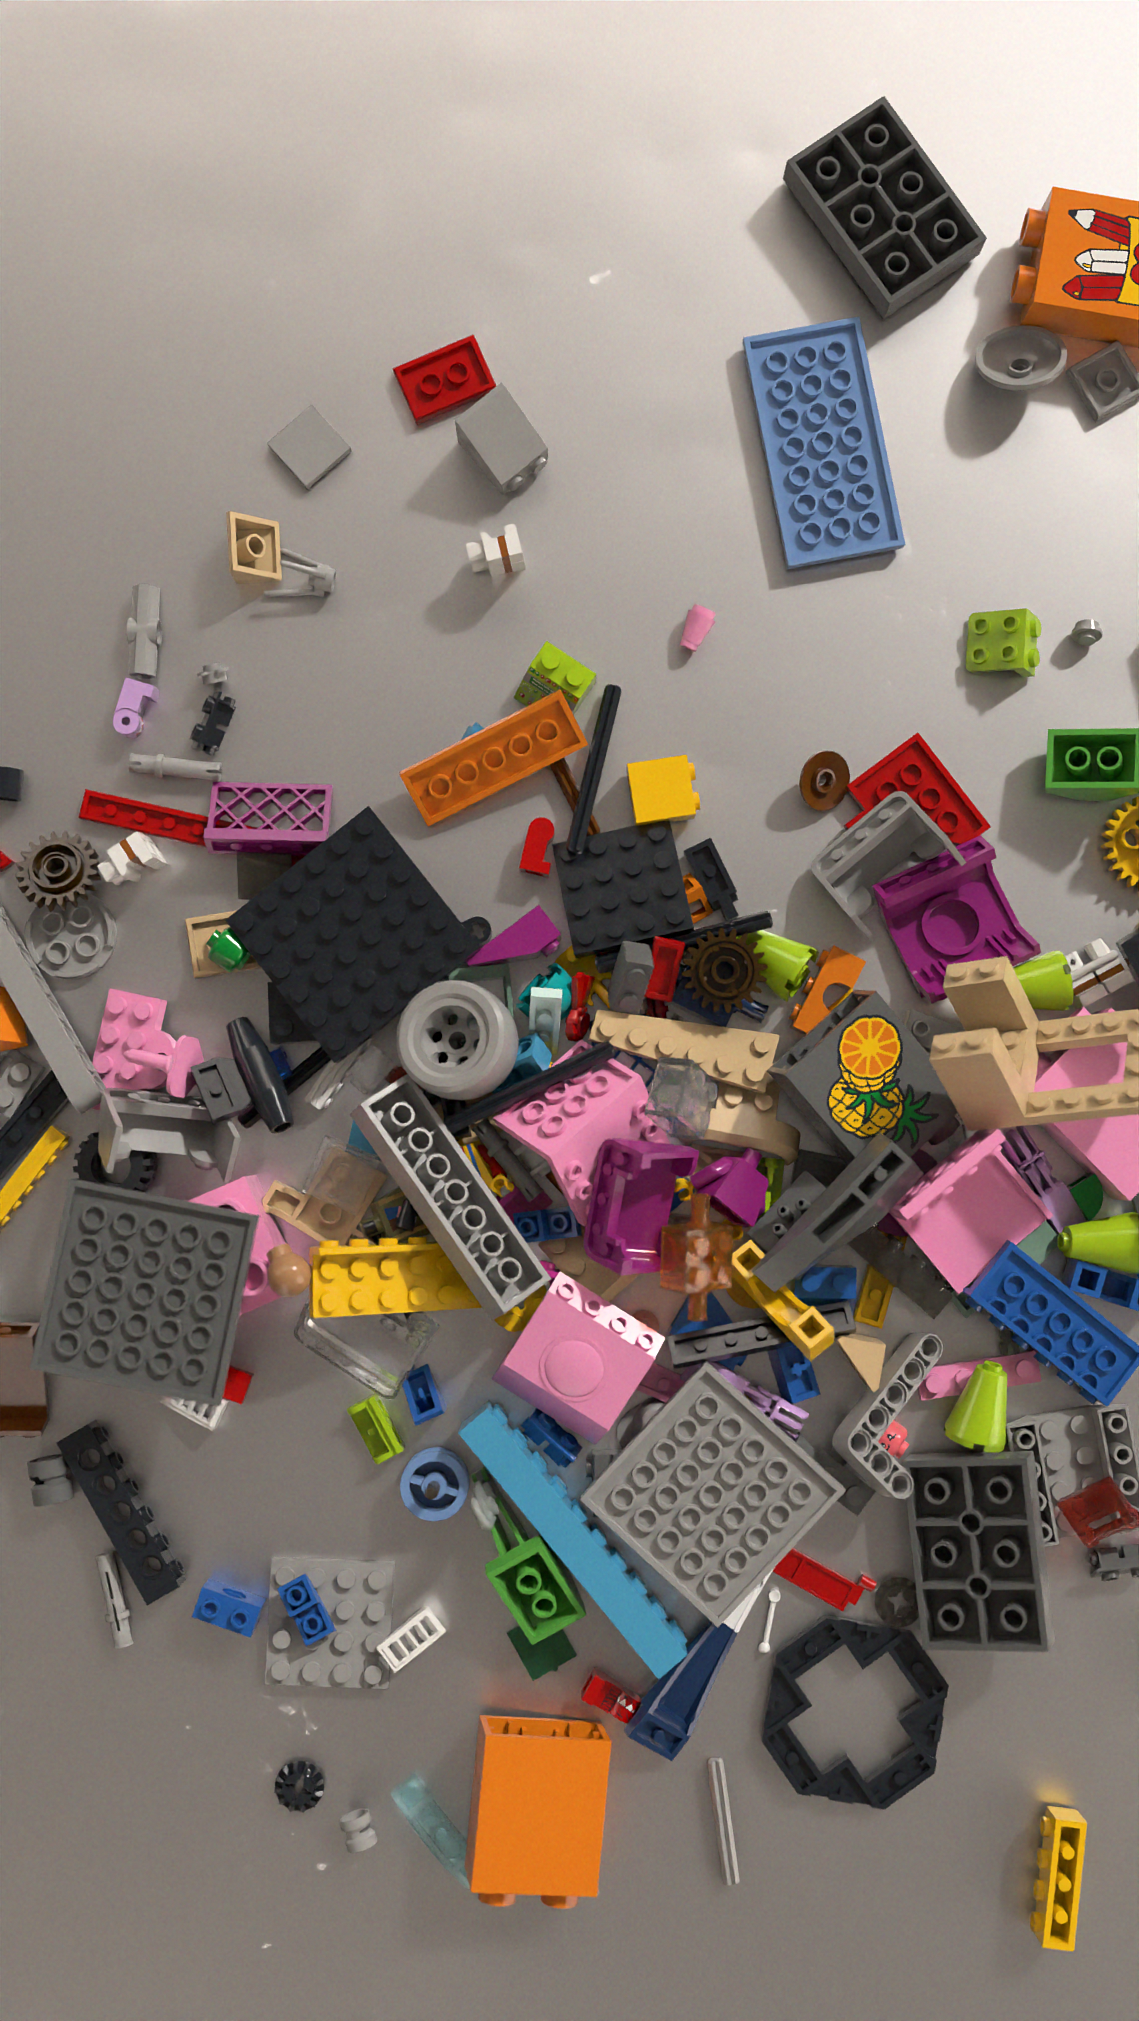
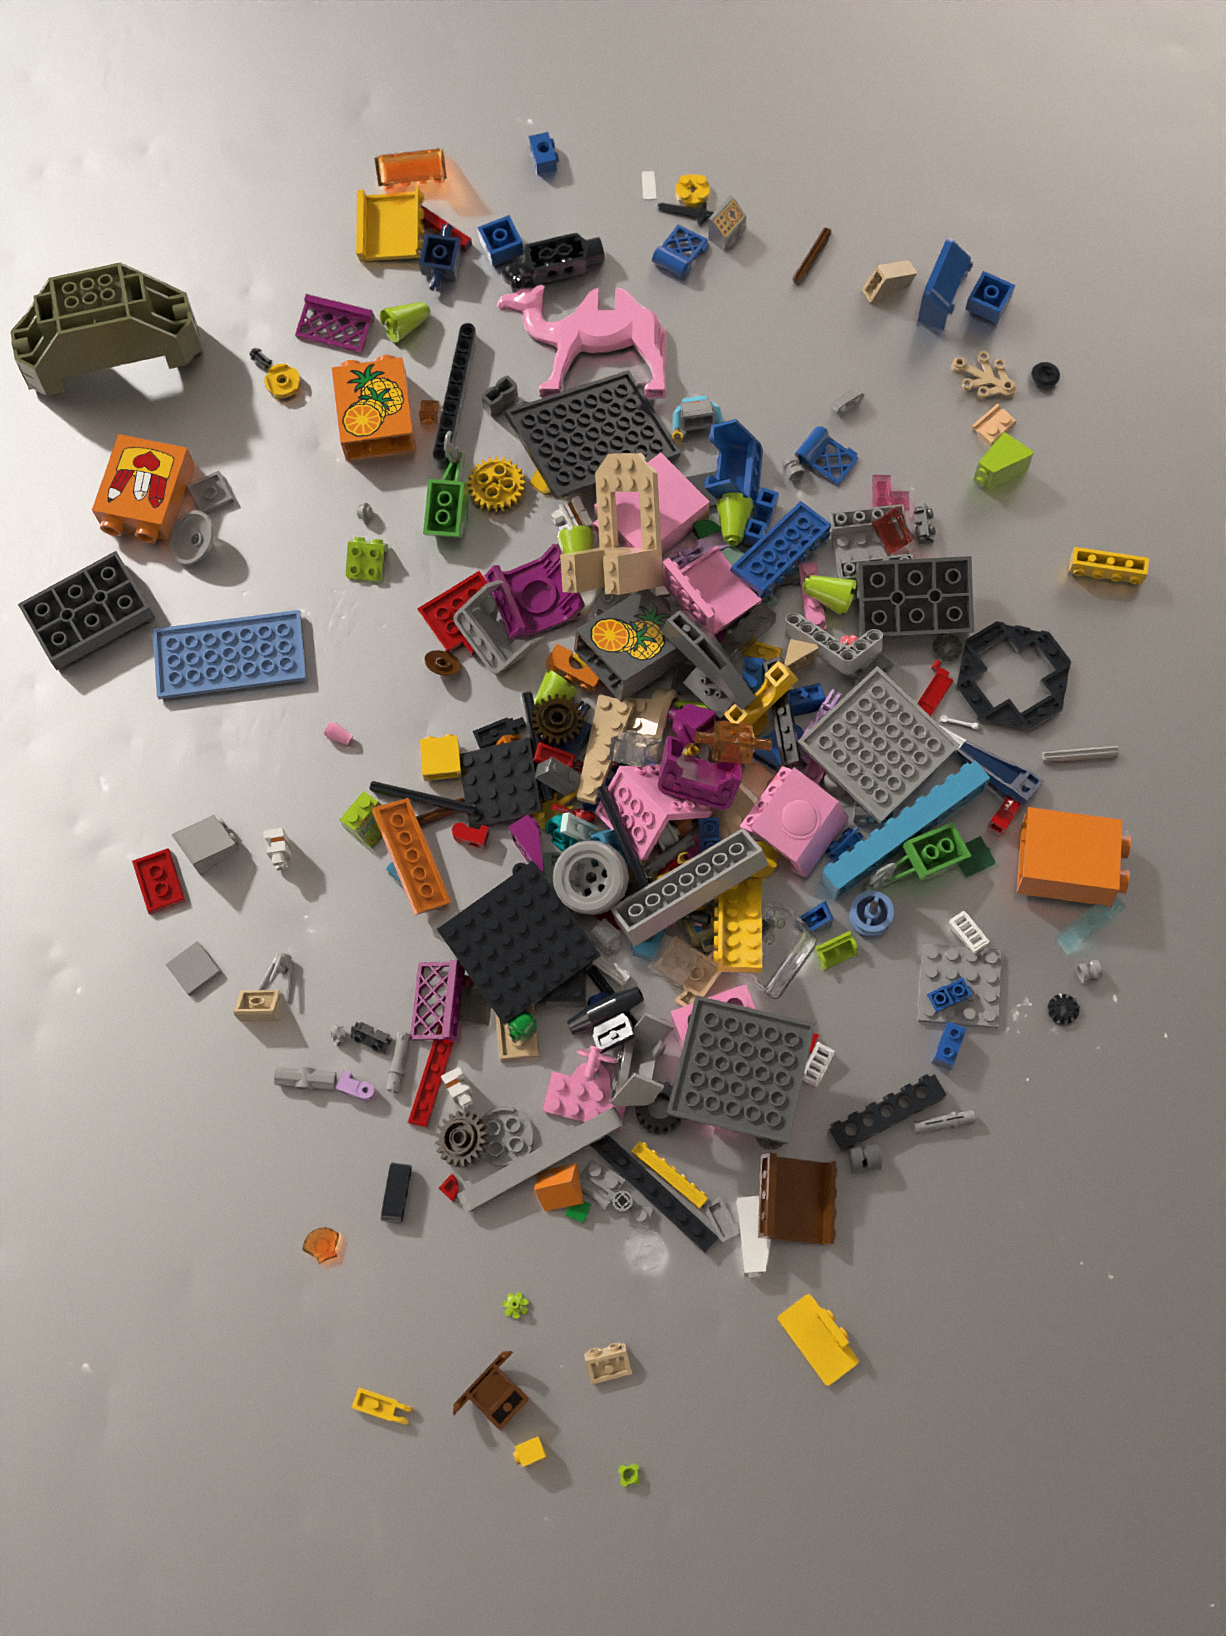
camera: 80 degrees left, 15 degrees down
(287, 1272) = (732, 982): medium nougat piece -> none

